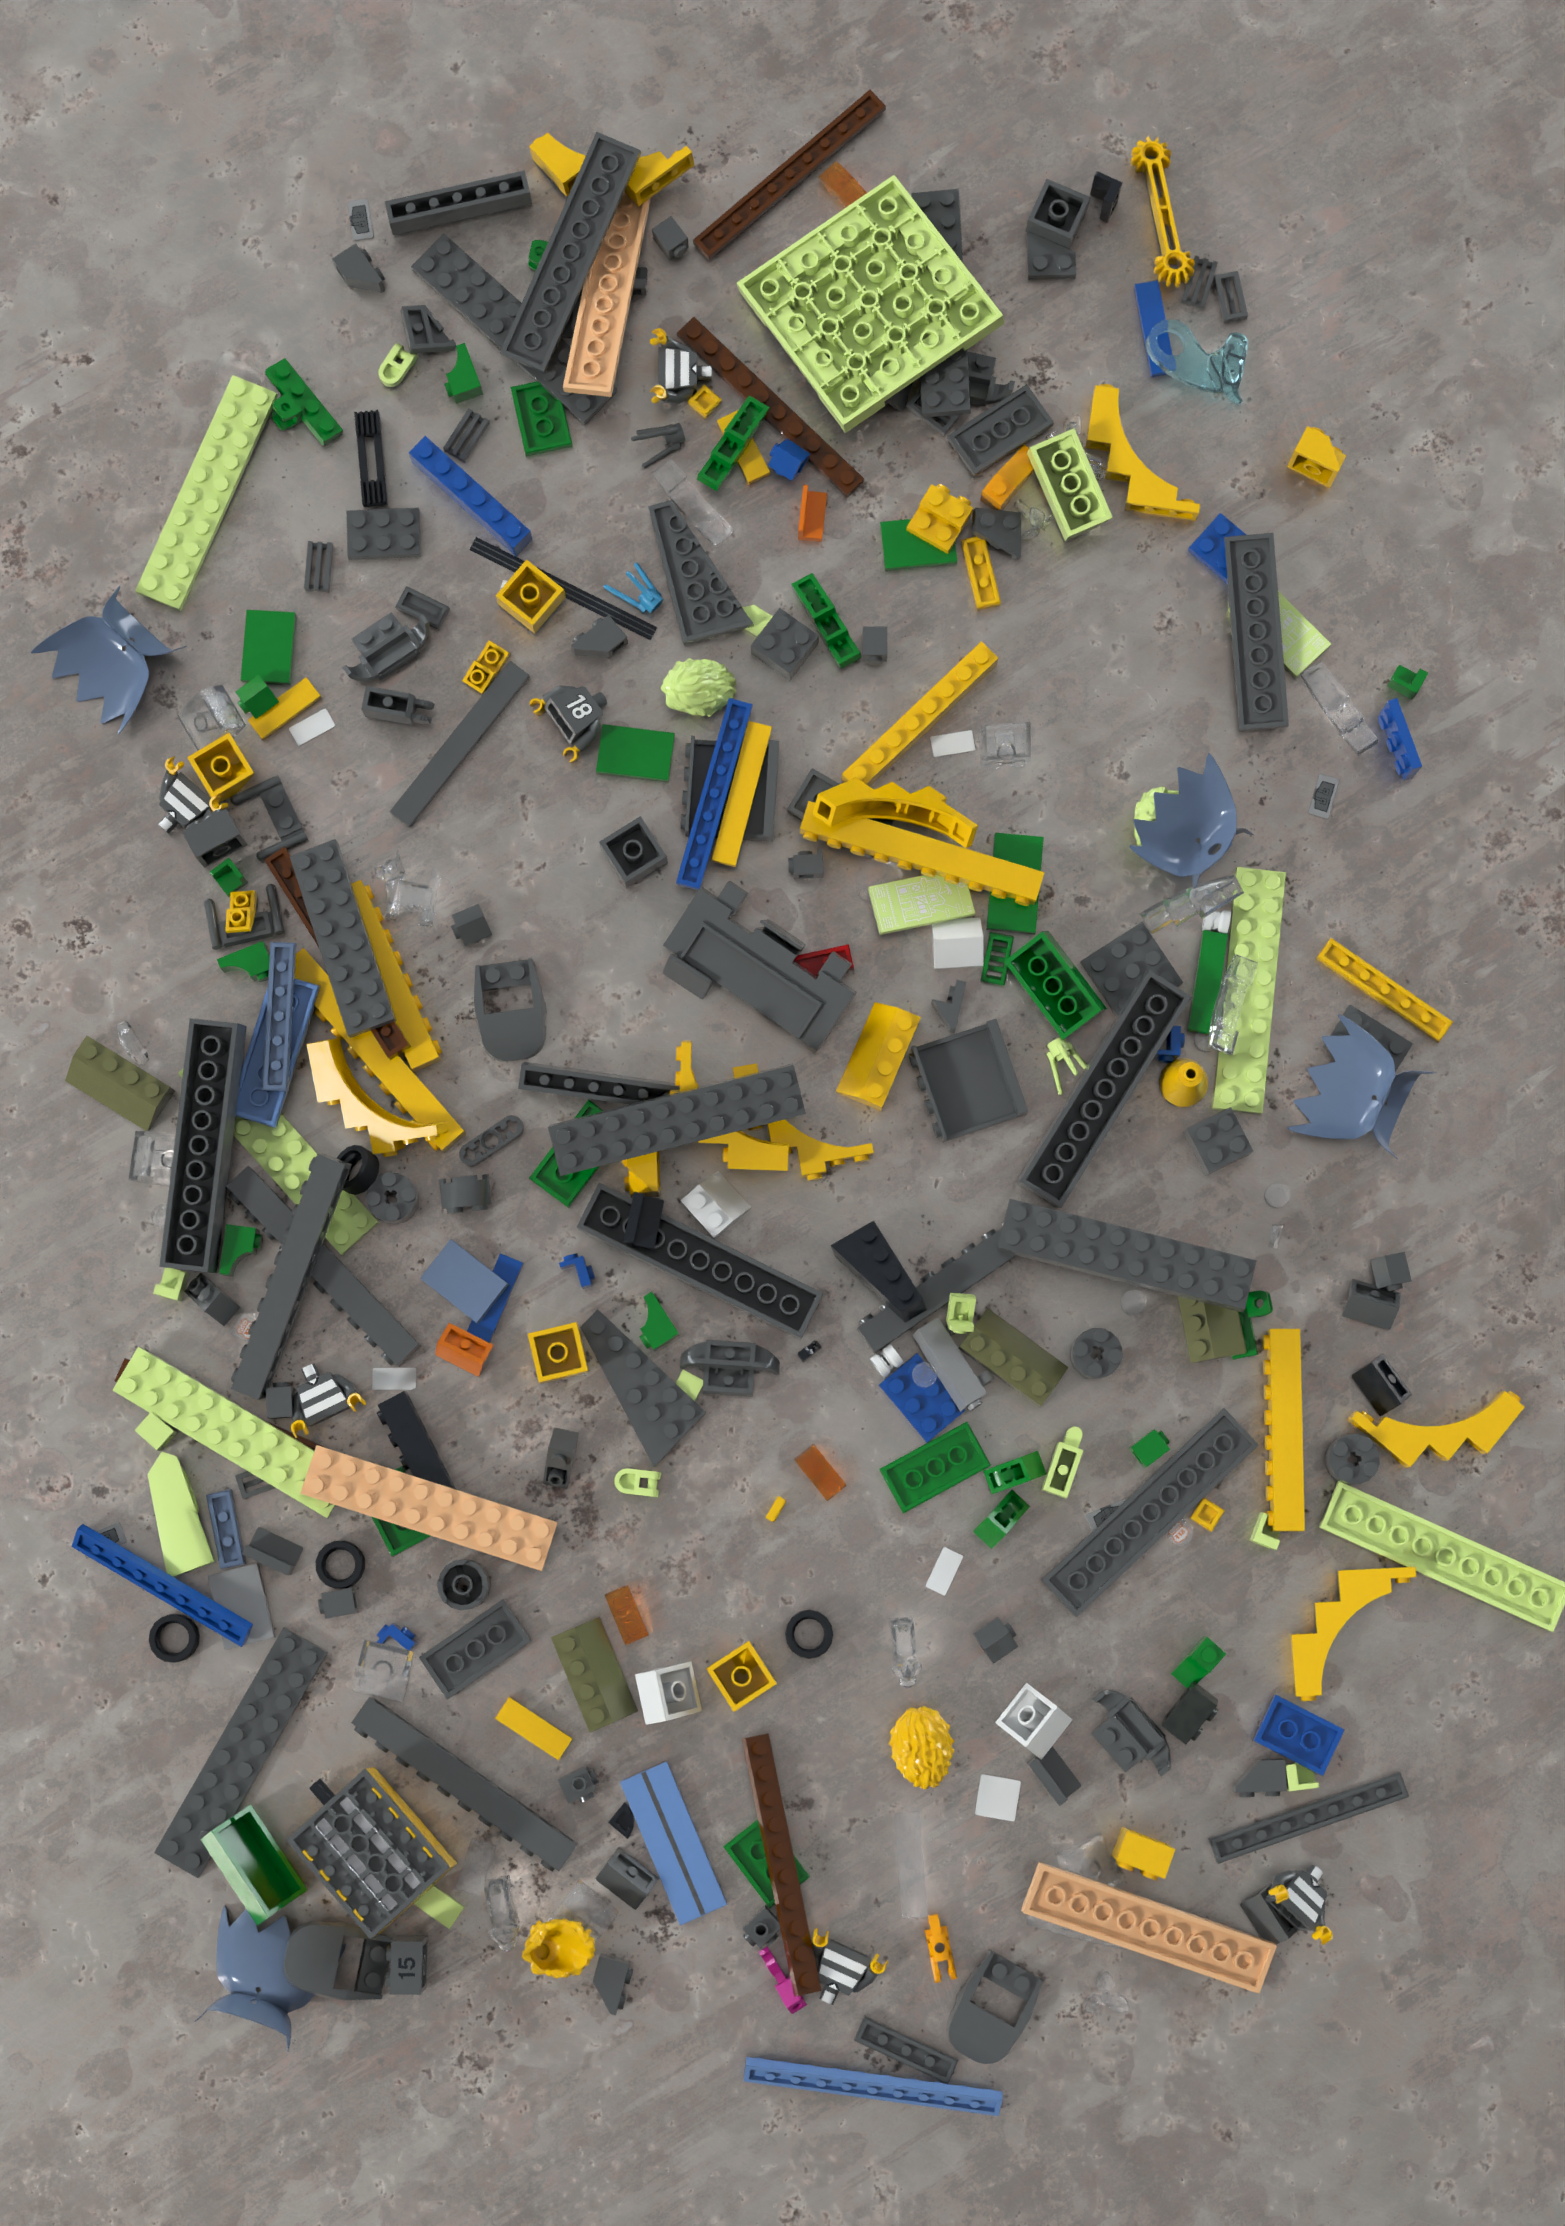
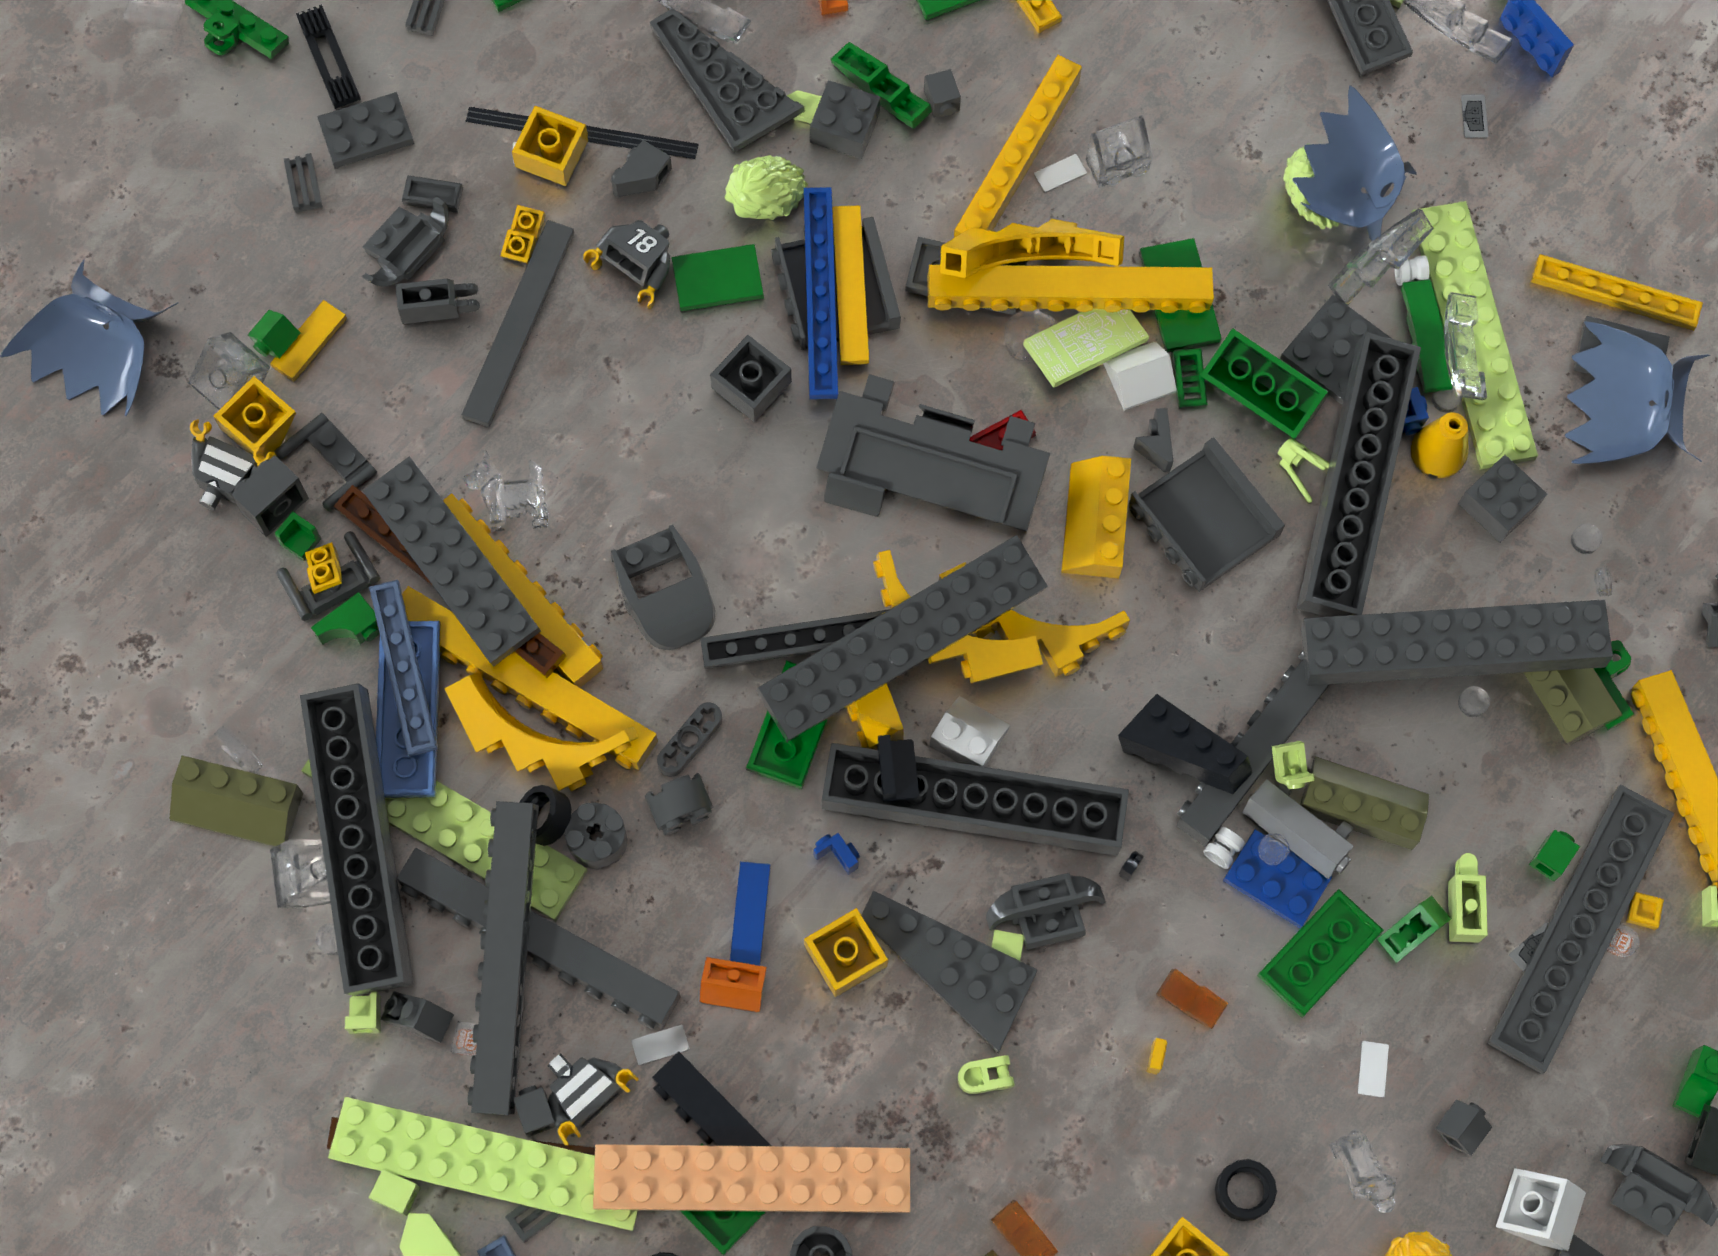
camera: 20 degrees left, 10 degrees down
(206, 493) = (154, 143): yellowish green plate -> none
(238, 1244) = (430, 942): green arch -> none
(268, 646) = (271, 279): green tile -> none
(312, 727) = (345, 352): white sticker -> none
(464, 1281) = (709, 905): sand blue tile -> none
(470, 496) = (451, 63): blue brick -> none
(470, 925) = (592, 508): dark grey brick -> none
(560, 1458) = (886, 1075): dark grey slope -> none
(649, 598) = (680, 114): dark azure plant -> none
(658, 1326) = (952, 888): green arch -> none
(807, 865) = (947, 339): dark grey brick -> none
(1001, 1519) = (1418, 987): green arch -> none
(1082, 1350) = (1468, 756): dark grey brick -> none

